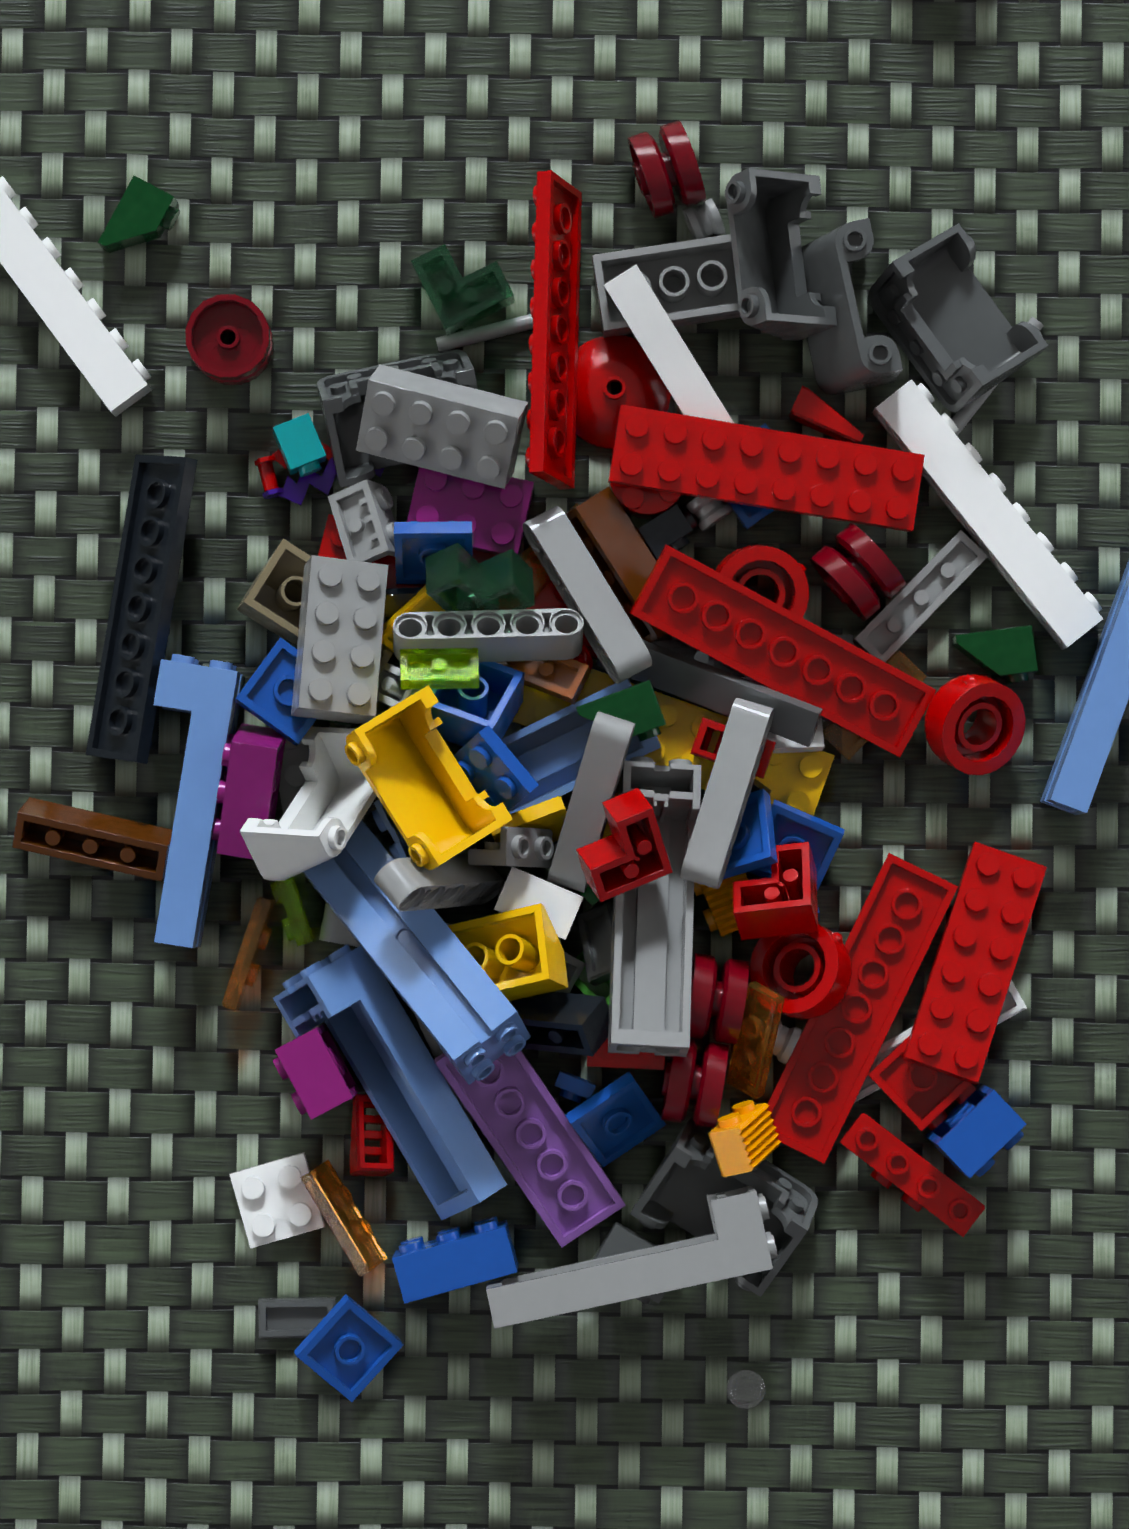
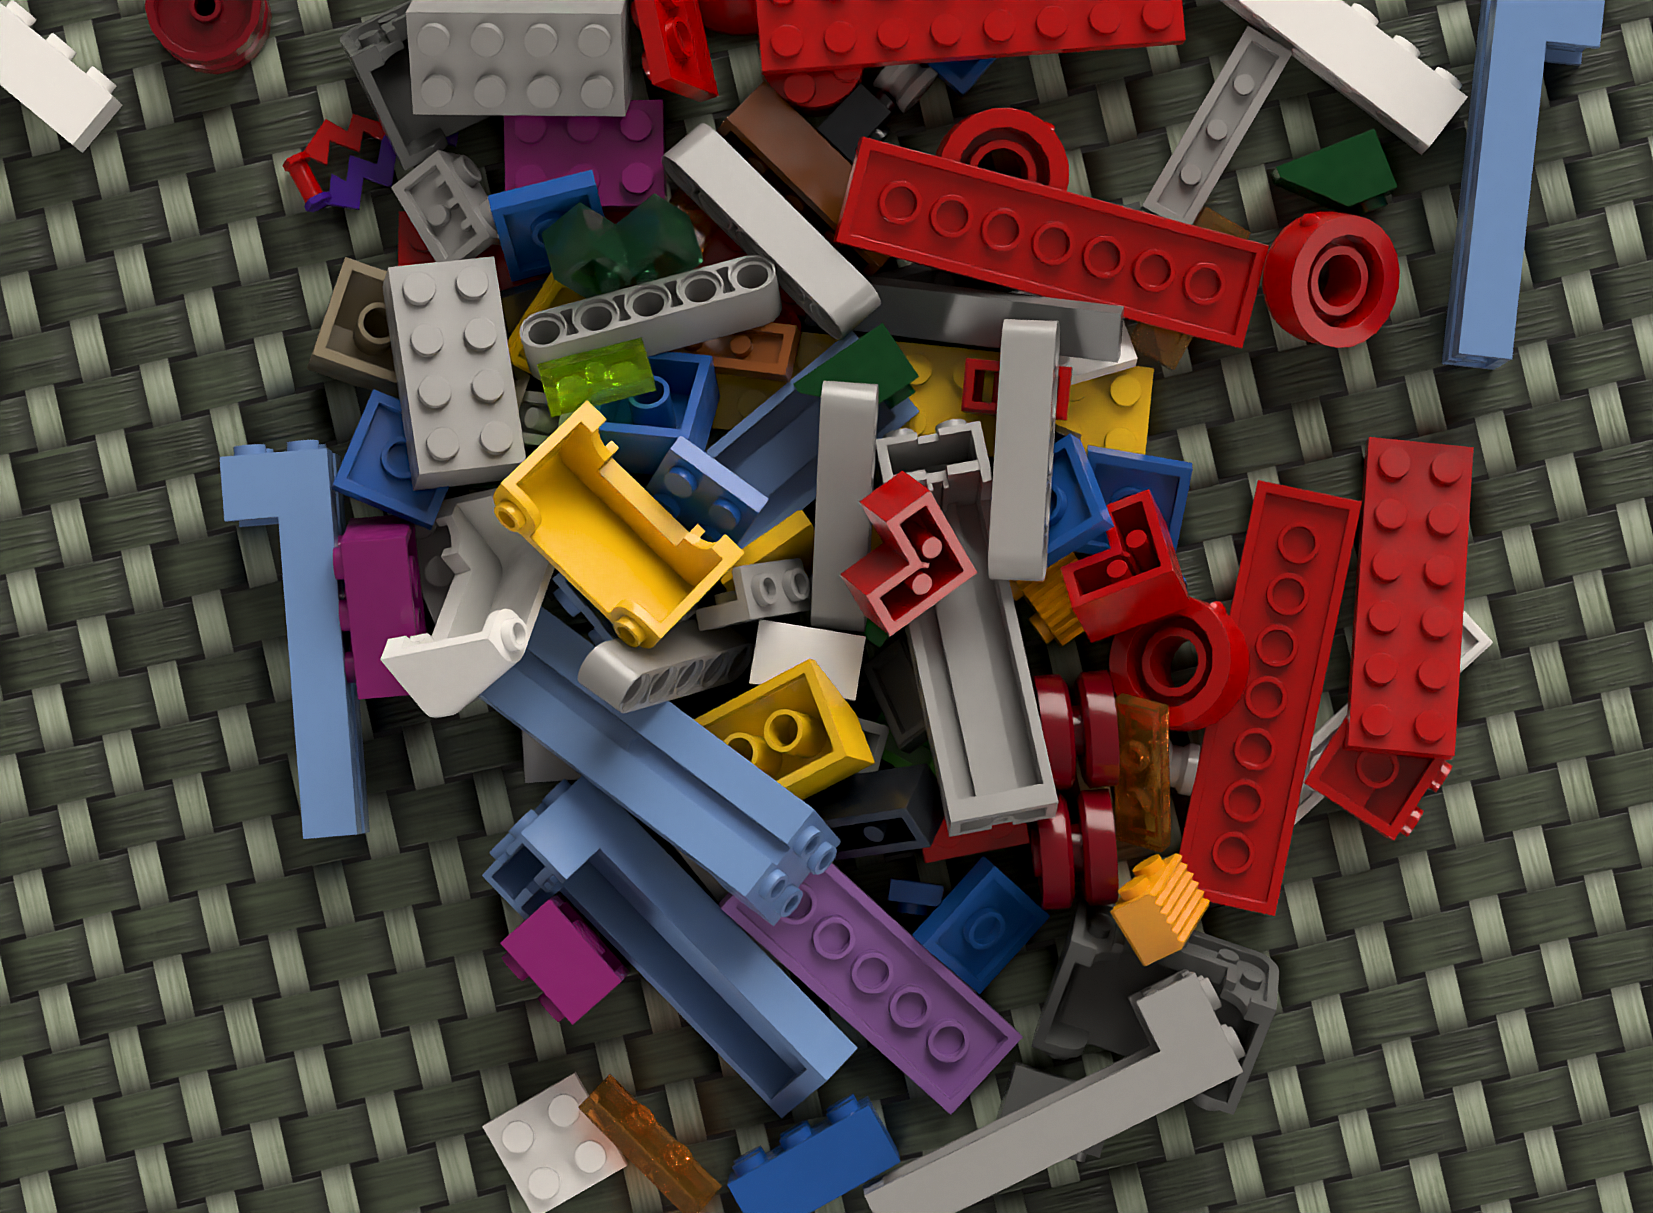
camera: 15 degrees left, 0 degrees up
(92, 838) = (187, 722): reddish brown brick -> none
(141, 607) = (178, 396): black plate -> none
(245, 969) = (436, 848): clear orange plate -> none
(297, 923) = (490, 768): clear neon green plate -> none
(300, 445) = (337, 127): teal brick -> none
(358, 1150) = (642, 1031): red slope -> none
(858, 571) = (1125, 114): dark red wheel -> none
(911, 1173) = (1395, 900): red bracket -> none
(977, 1131) = (1470, 822): blue brick -> none

